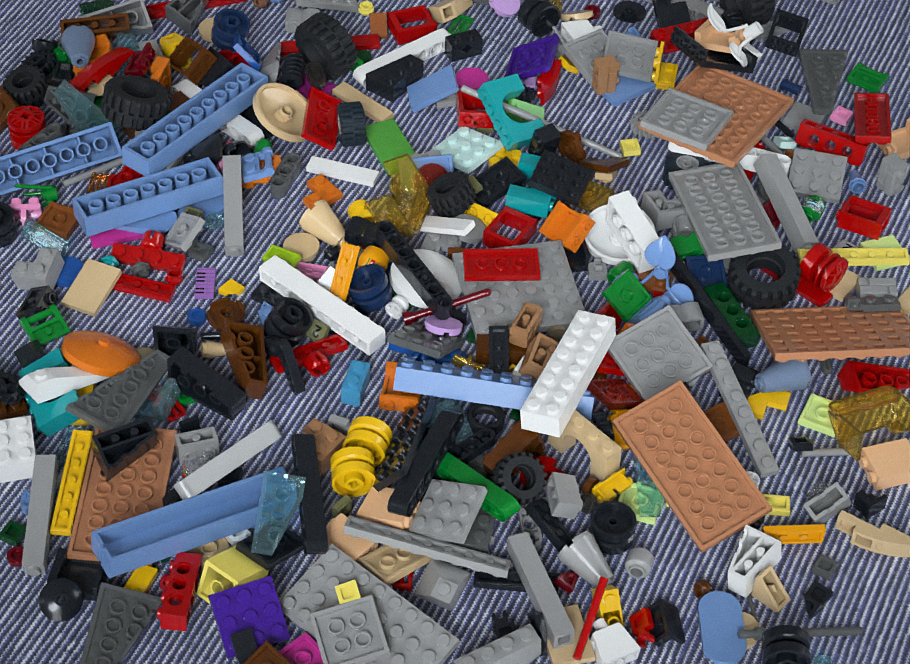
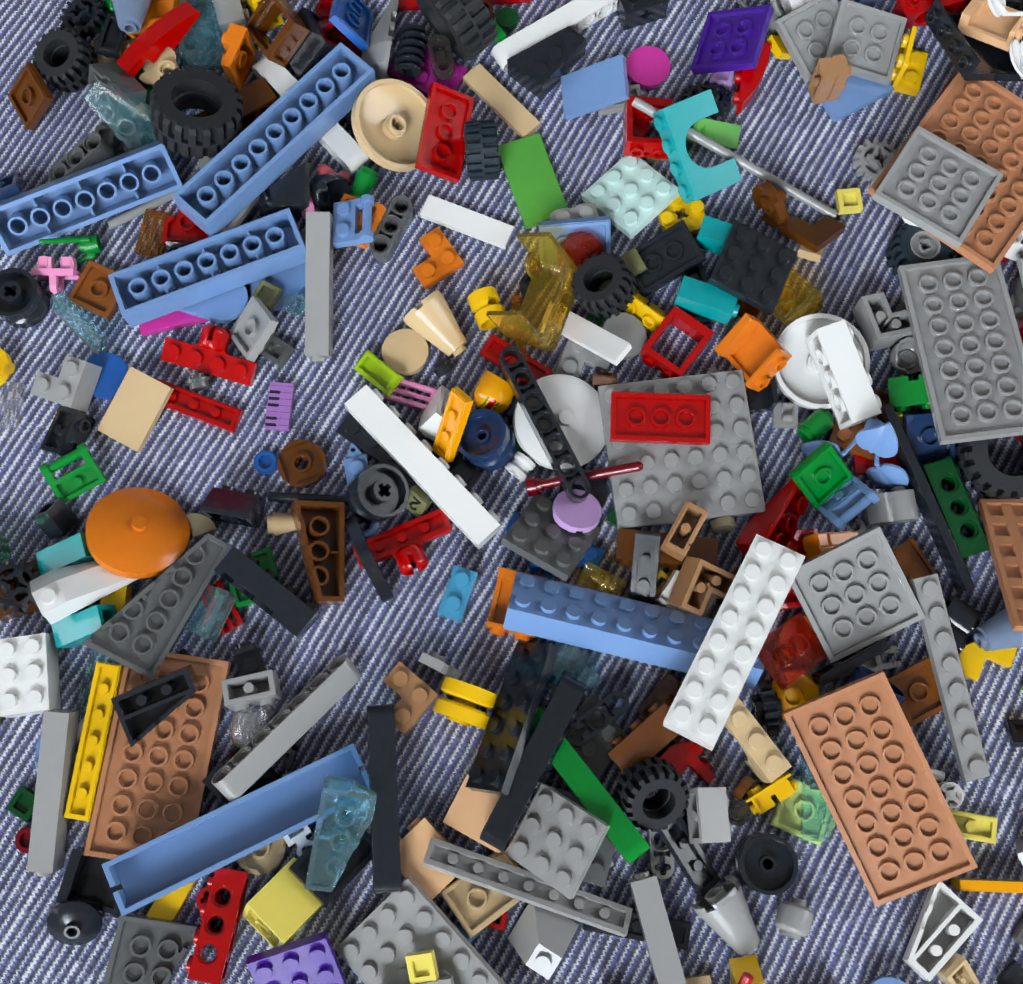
camera: 10 degrees right, 30 degrees up
(24, 124) = (59, 128): red wheel -> none
(110, 260) = (159, 368): teal plate -> none
(140, 61) = (208, 33): dark red bracket -> none
(174, 277) = (238, 392): red plate -> none
(231, 287) = (312, 417): yellow tile -> none
(342, 506) = (426, 800): olive tile -> none
(352, 471) = (443, 753): yellow wheel -> none
(361, 232) = (485, 345): black brick -> none
(477, 409) = (612, 680): black tyre -> none
(544, 138) = (735, 196): black brick -> none
(566, 581) = (699, 936): dark red tile -> none
(702, 588) = (870, 963): reddish brown plate -> none

